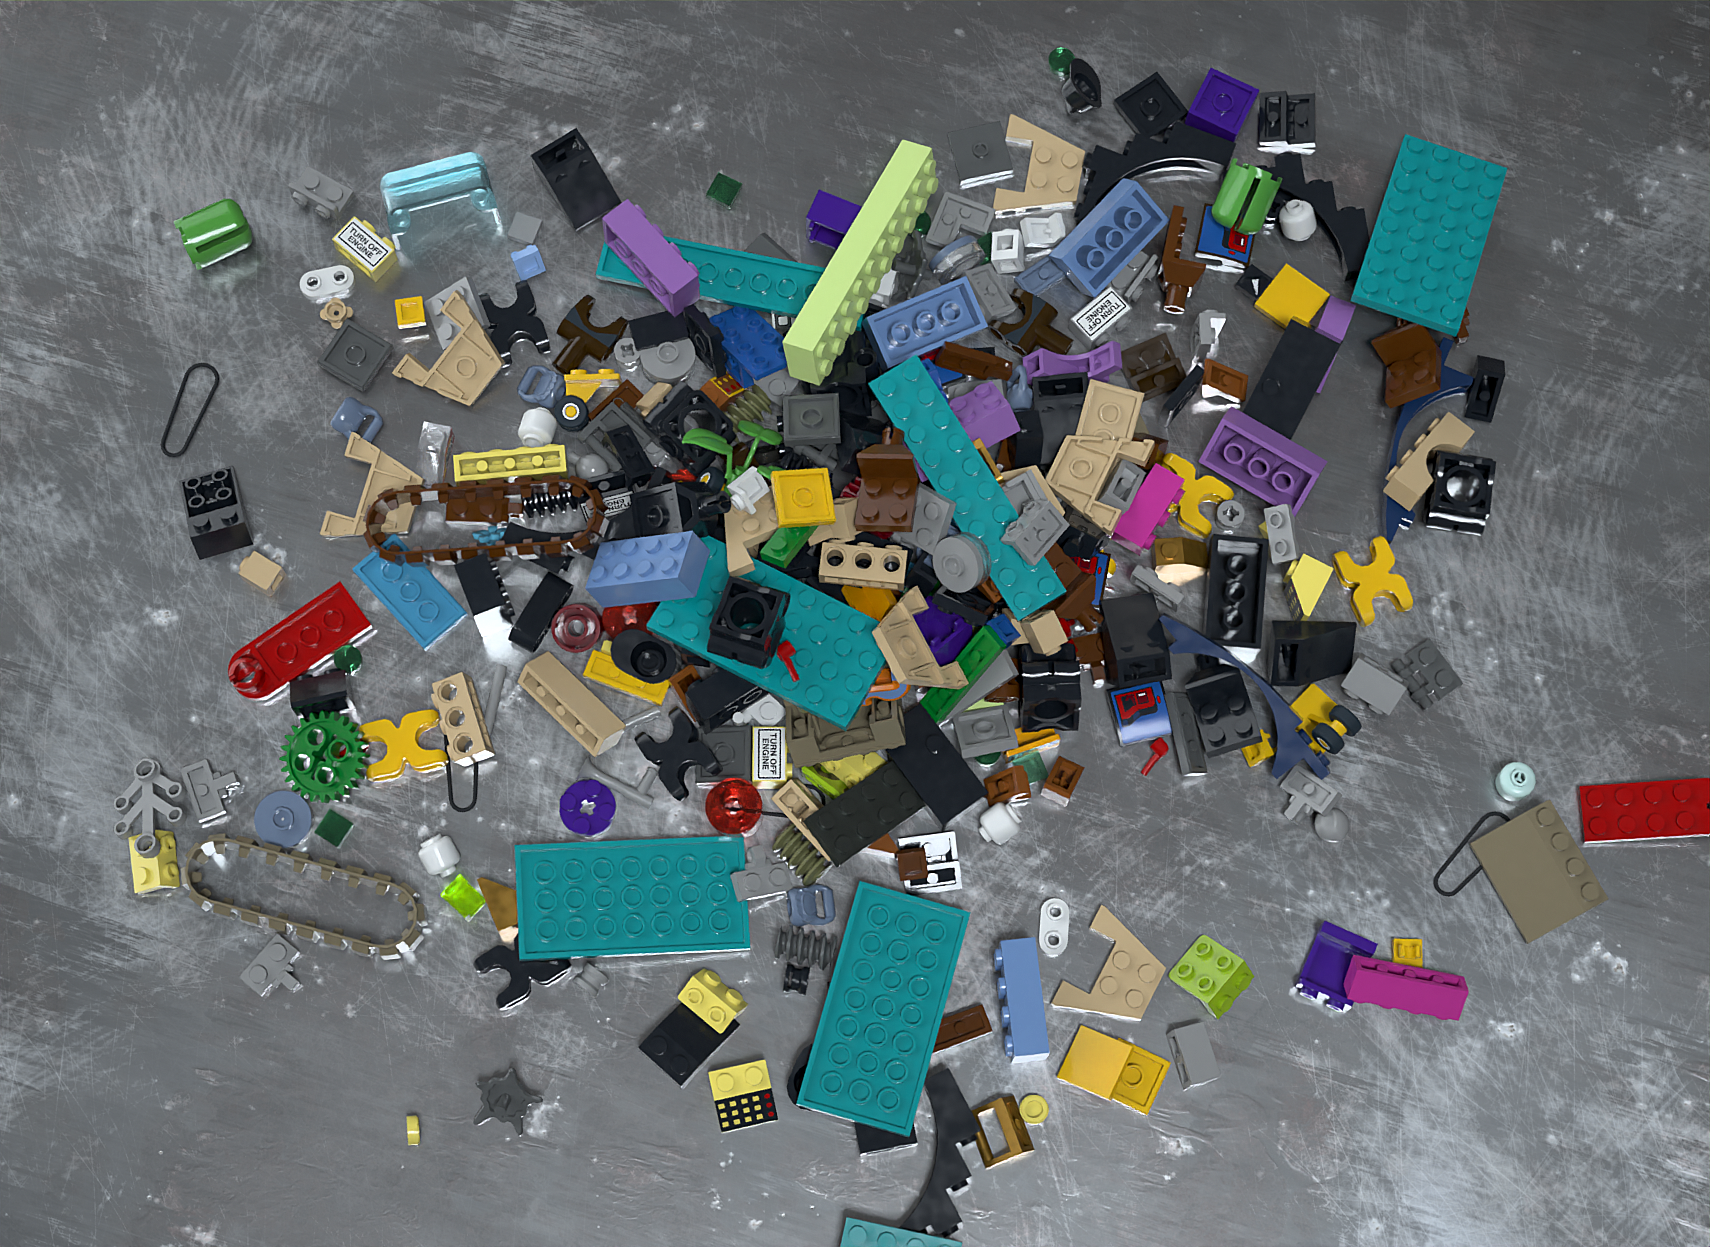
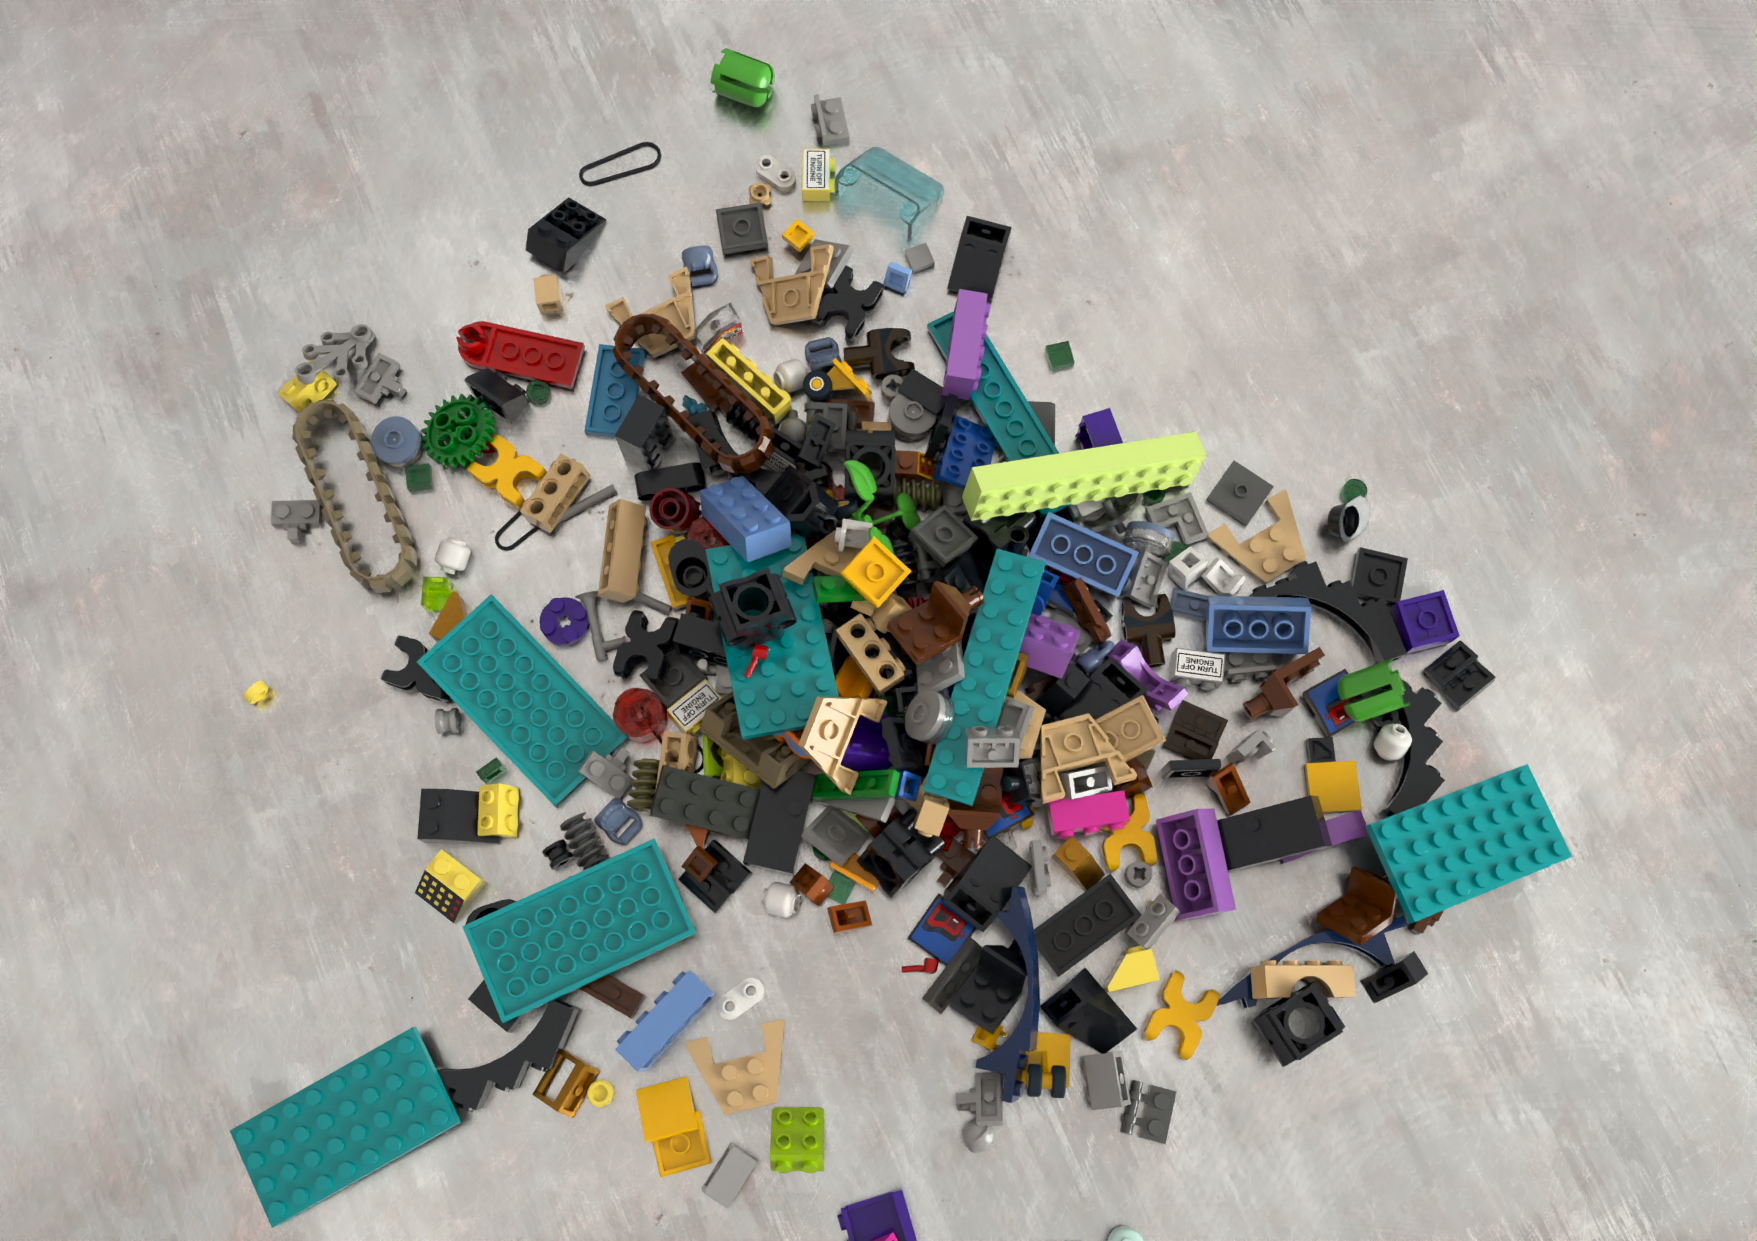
camera: 50 degrees right, 0 degrees up
(505, 1100) = (321, 734): dark grey piece -> none
(670, 977) = (491, 770): none -> clear green tile

